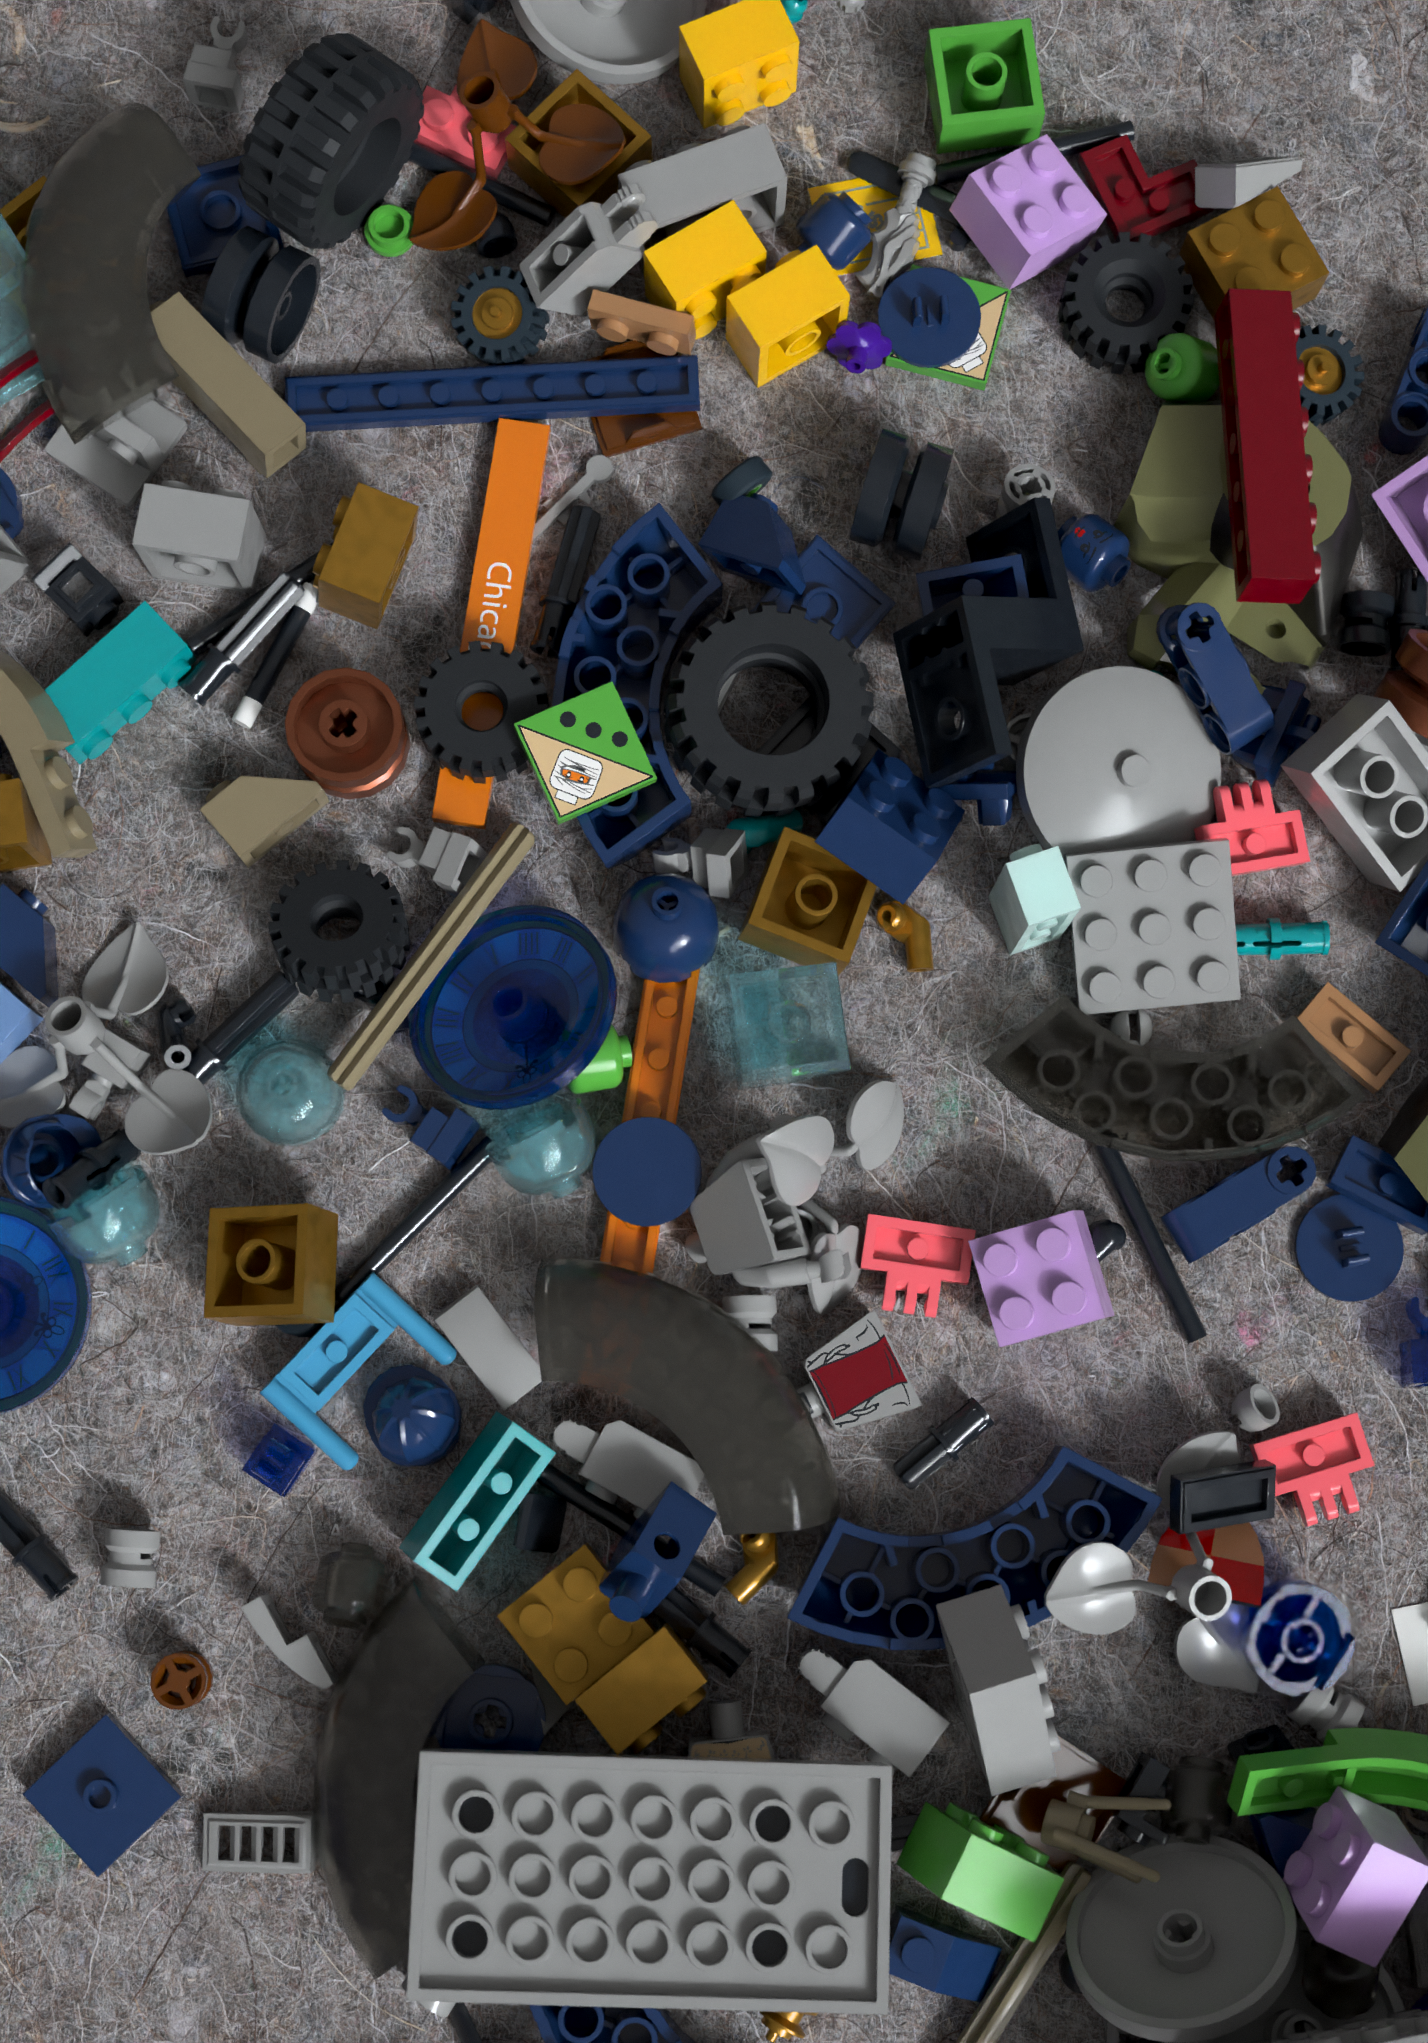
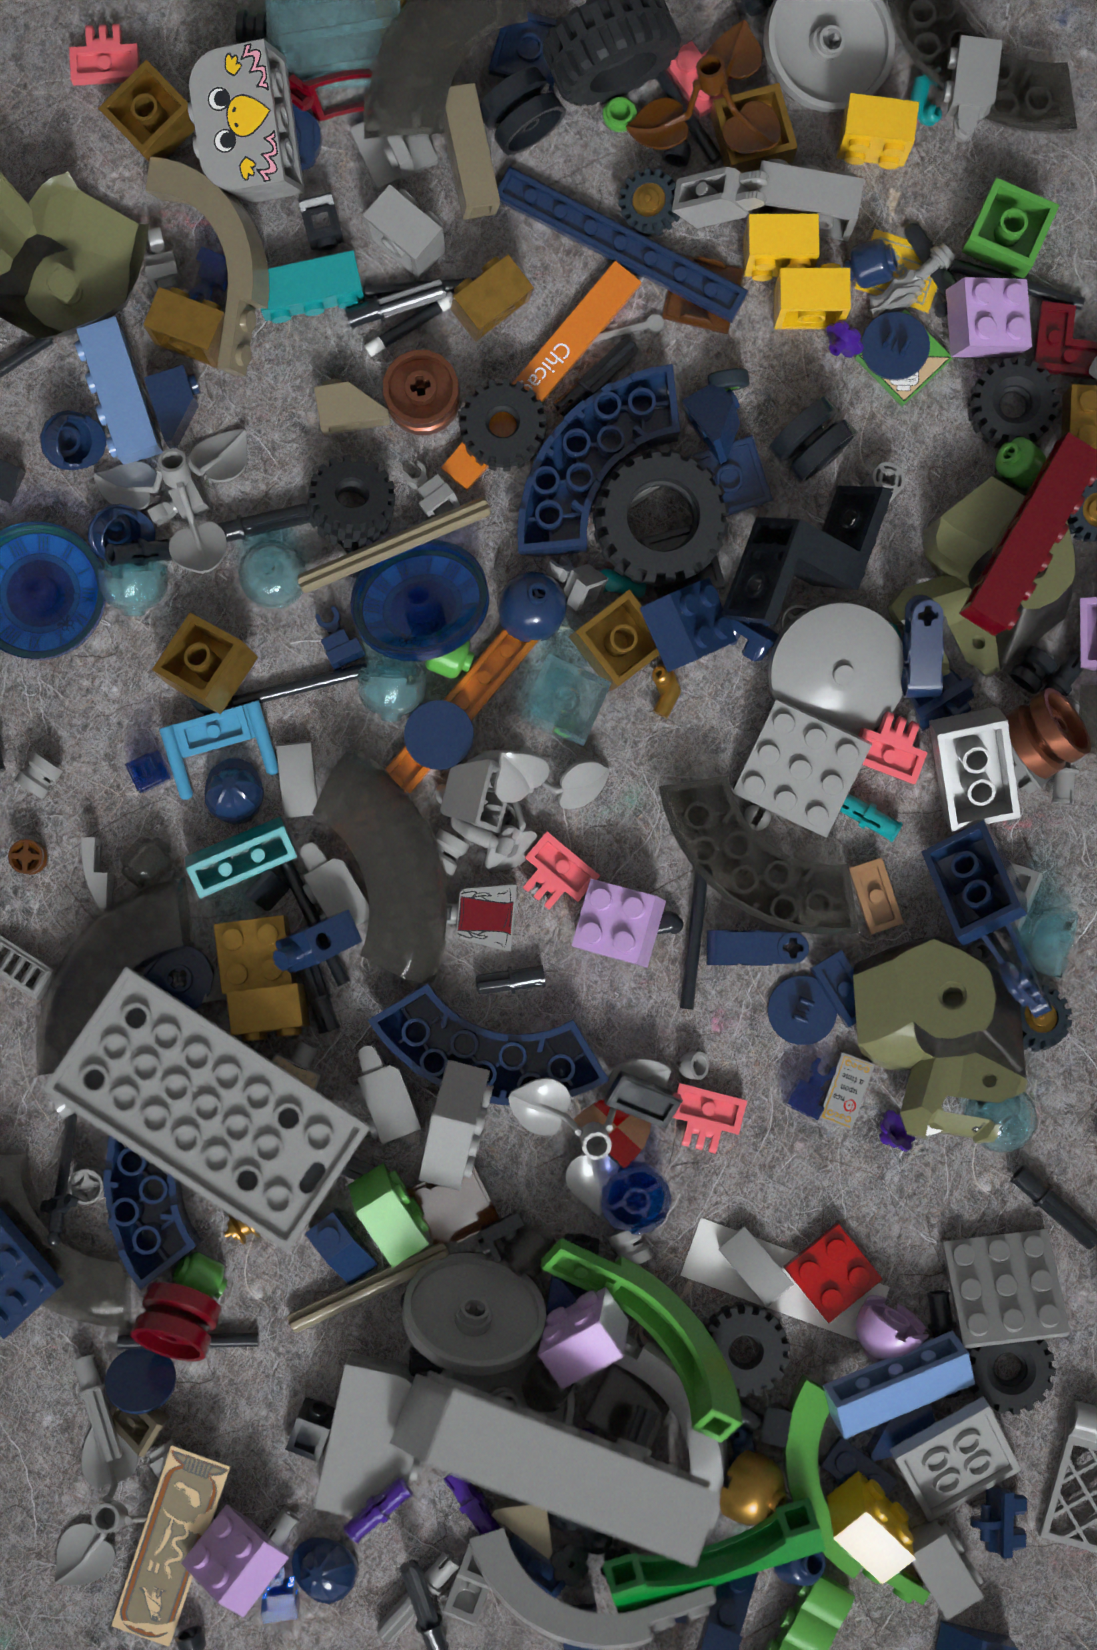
camera: 35 degrees right, 5 degrees up
(172, 1036) = (231, 496): black arm -> none
(585, 752) = (543, 482): tile -> none
(625, 318) = (734, 262): medium nougat plate -> none
(760, 1565) = (372, 985): pearl gold arm -> none
(984, 578) = (821, 515): dark blue slope -> none
(1033, 898) = (742, 712): light aqua brick -> none
(1072, 1831) = (452, 1224): dark tan plant -> none
(1093, 552) = (902, 536): dark blue head -> none

